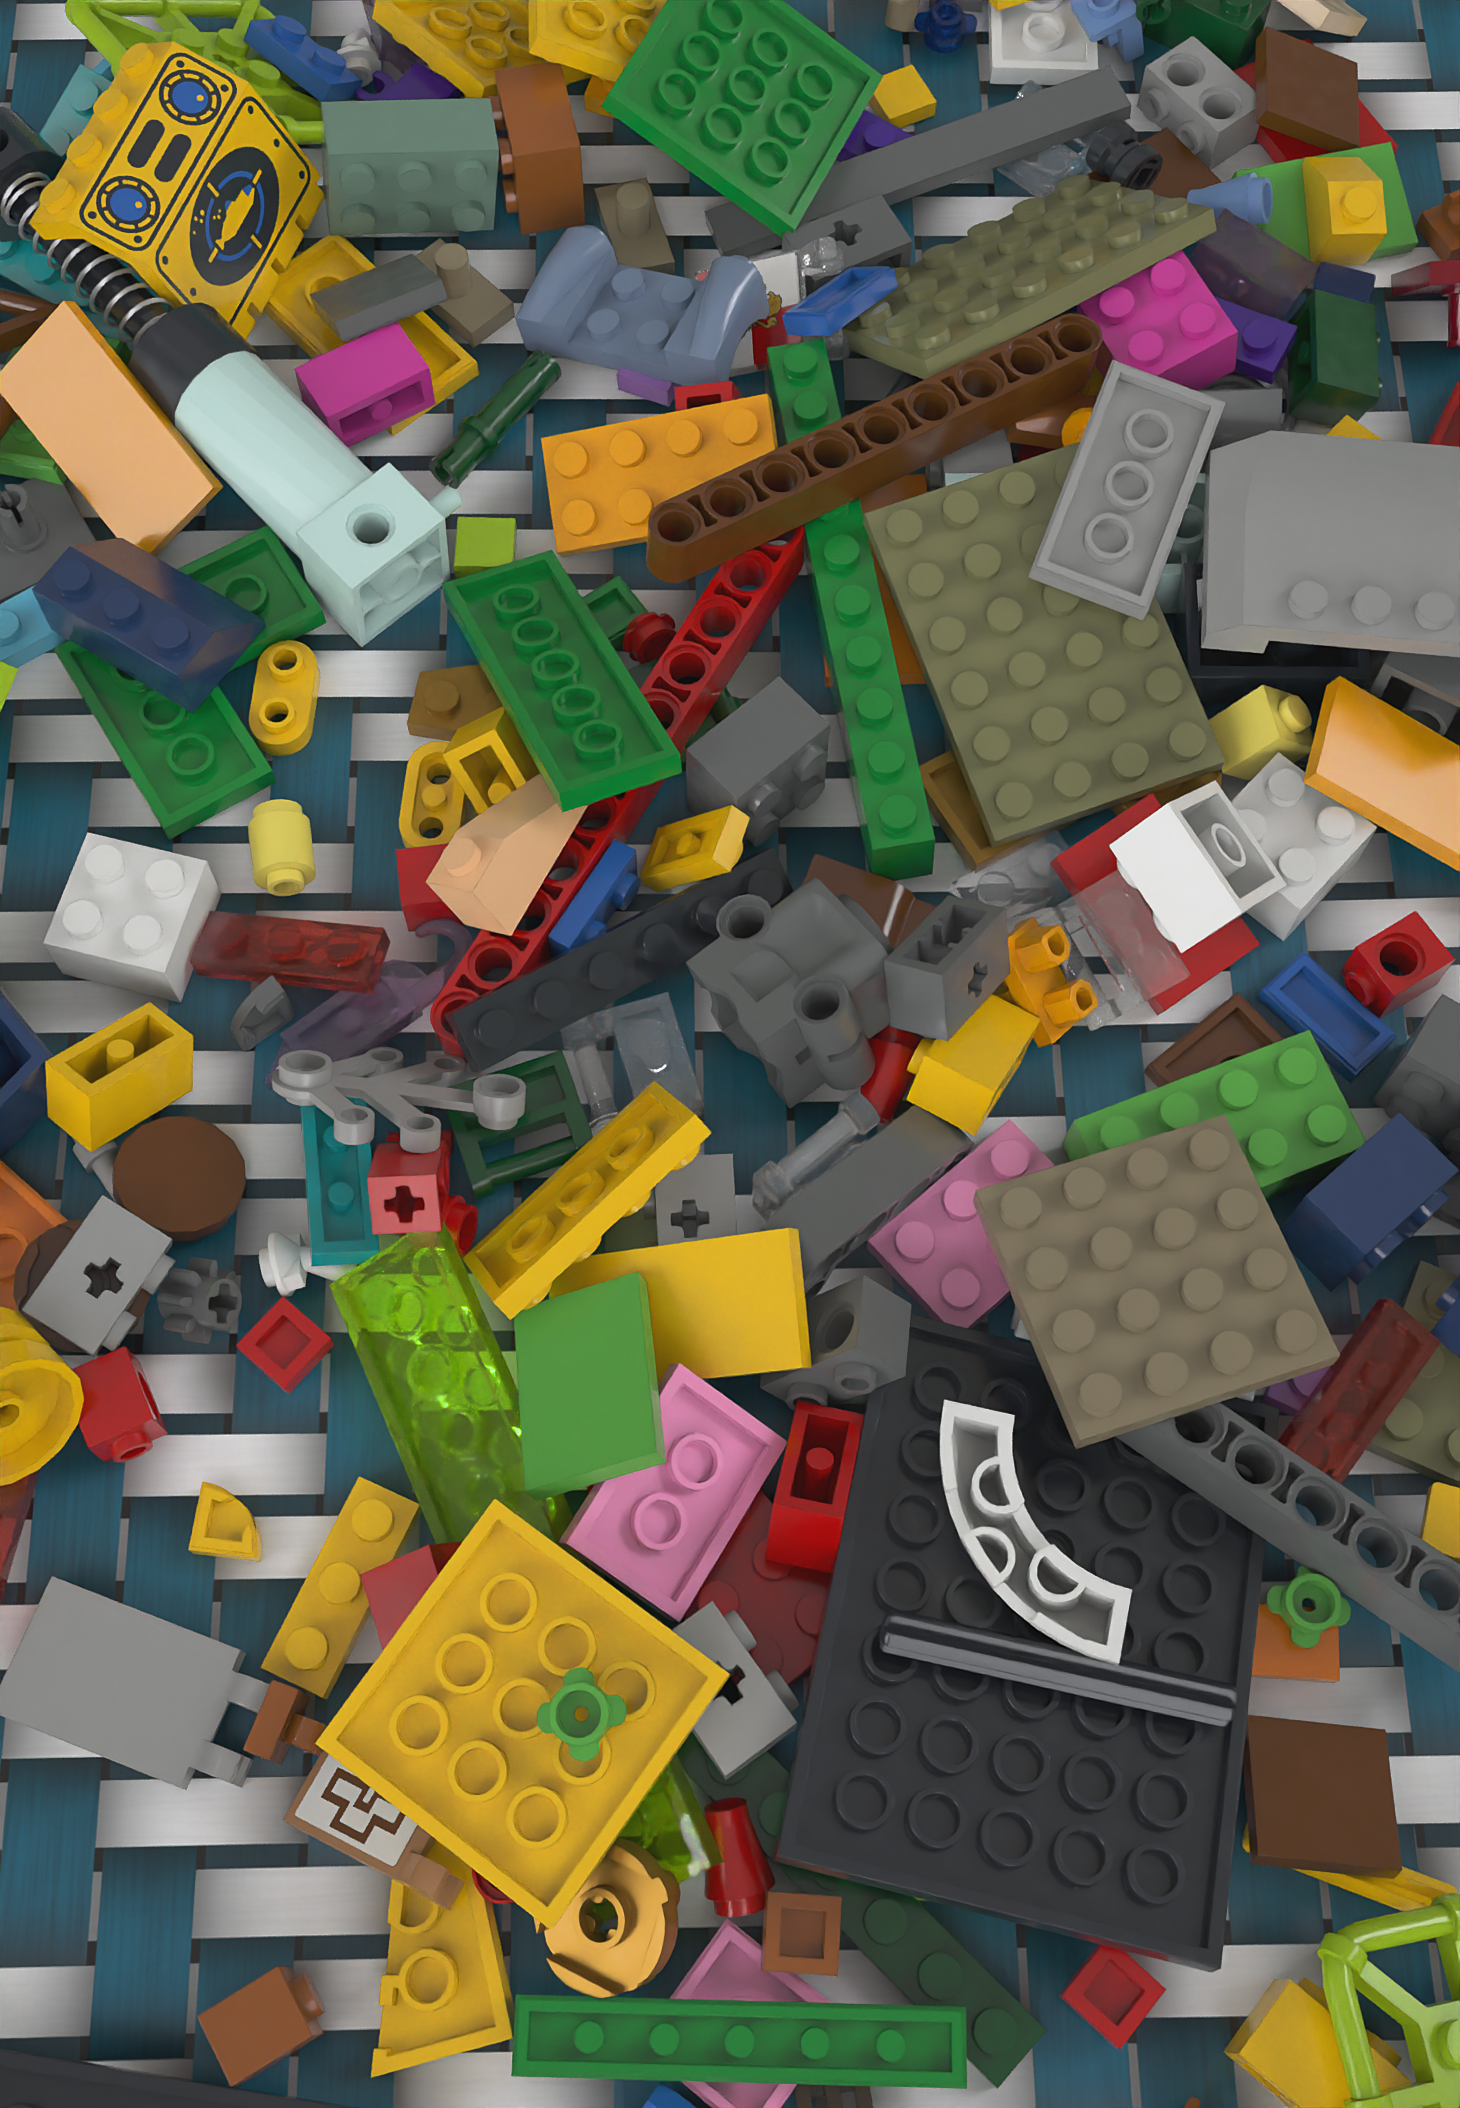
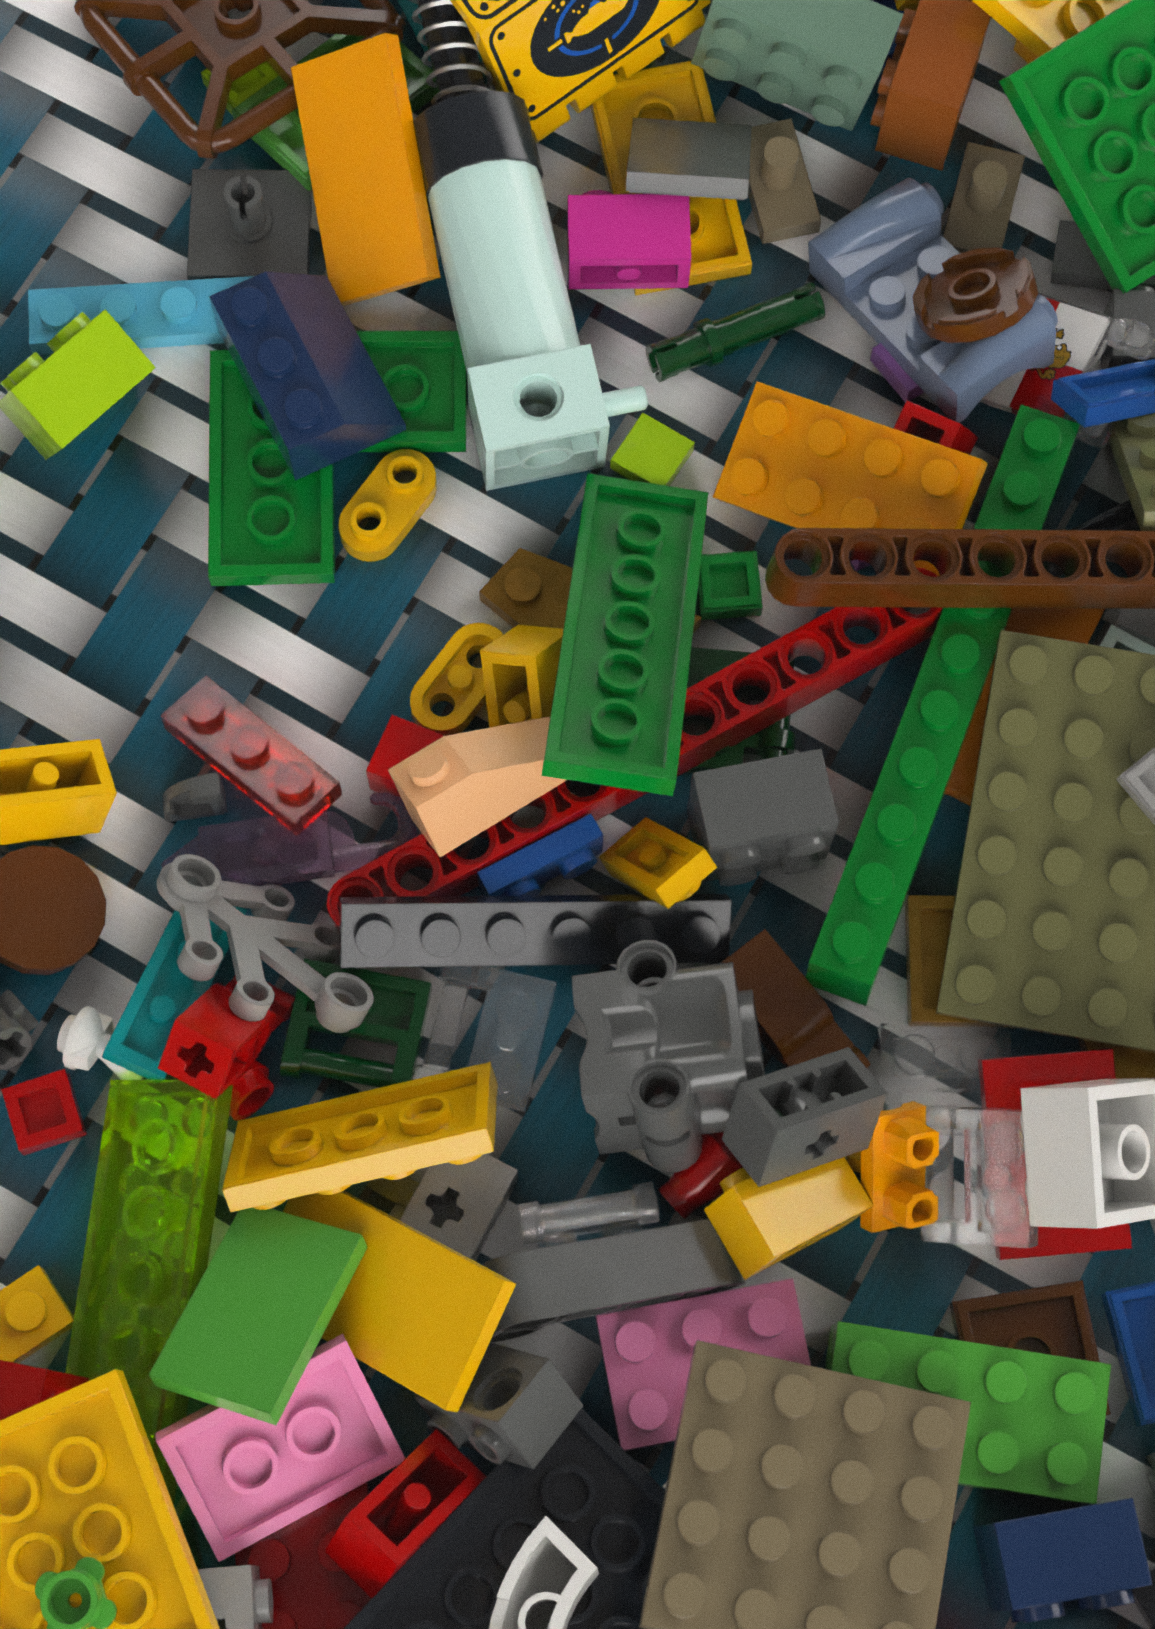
camera: 30 degrees right, 5 degrees up
(132, 917) = (135, 645): white brick -> none
(281, 847) = (299, 651): light yellow brick -> none
(648, 636) = (747, 627): red plate -> none
(680, 281) = (975, 295): none -> reddish brown tile

